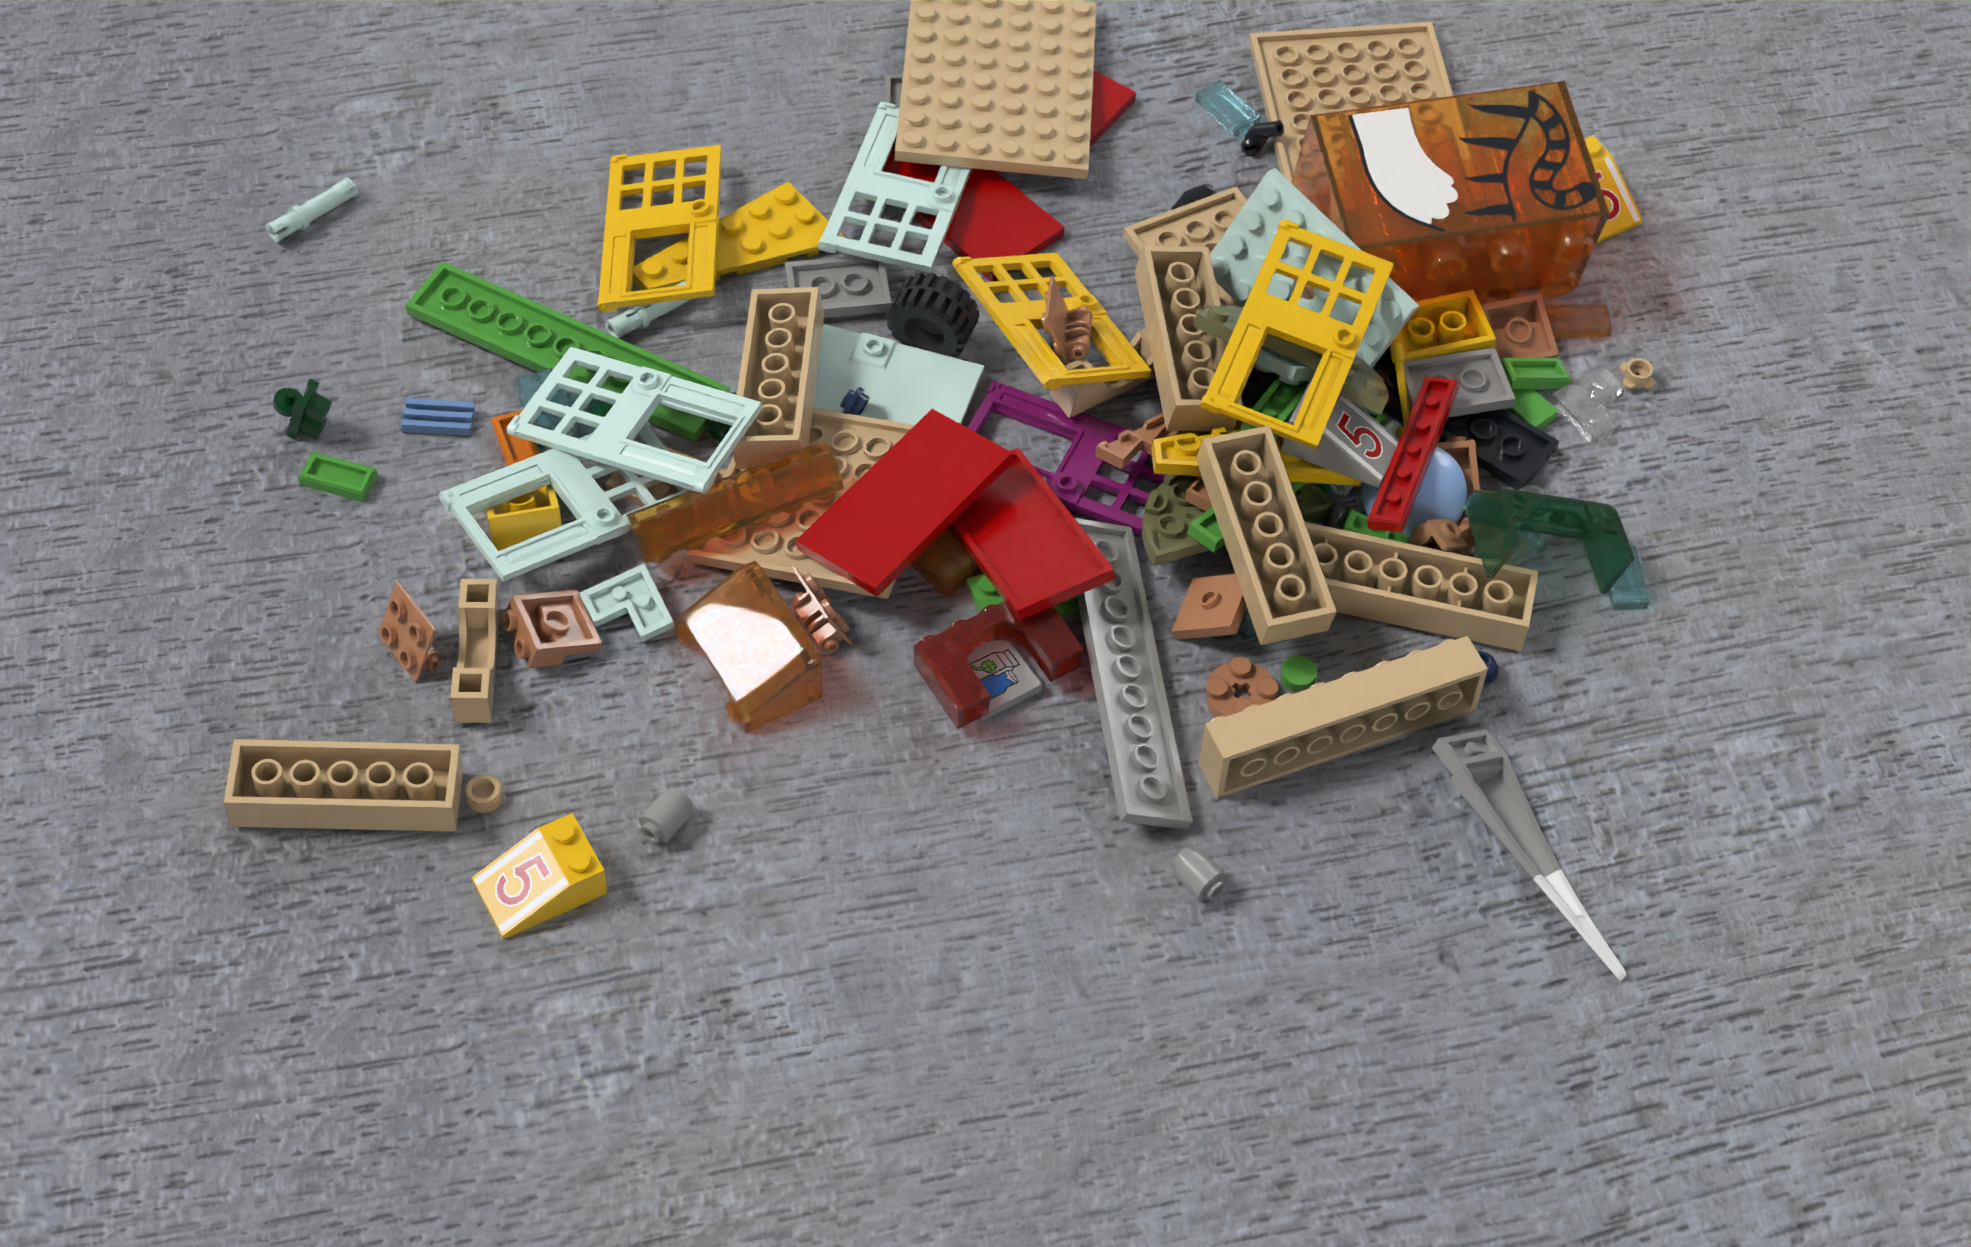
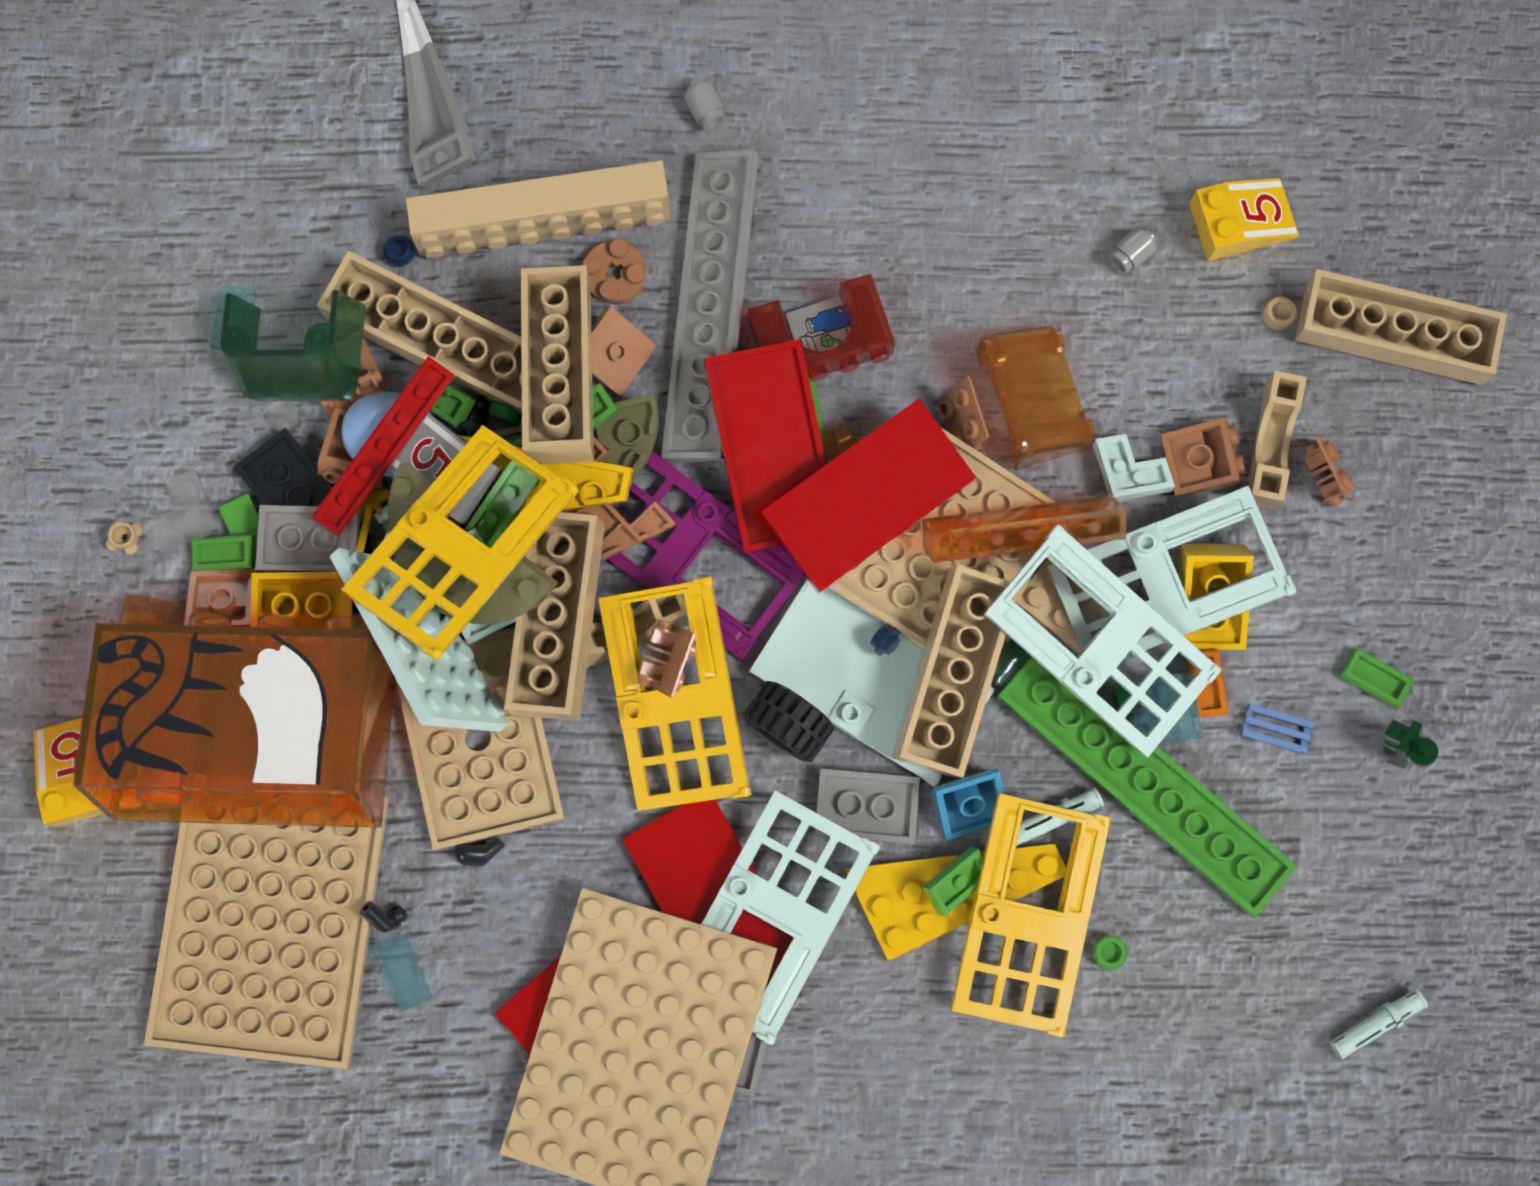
camera: 165 degrees left, 25 degrees up
(578, 224) = (1110, 952): none -> bright green tile
(729, 311) = (967, 803): none -> dark azure slope
(739, 228) = (955, 882): none -> bright green plate
(1437, 534) = (388, 369): medium nougat bracket -> none

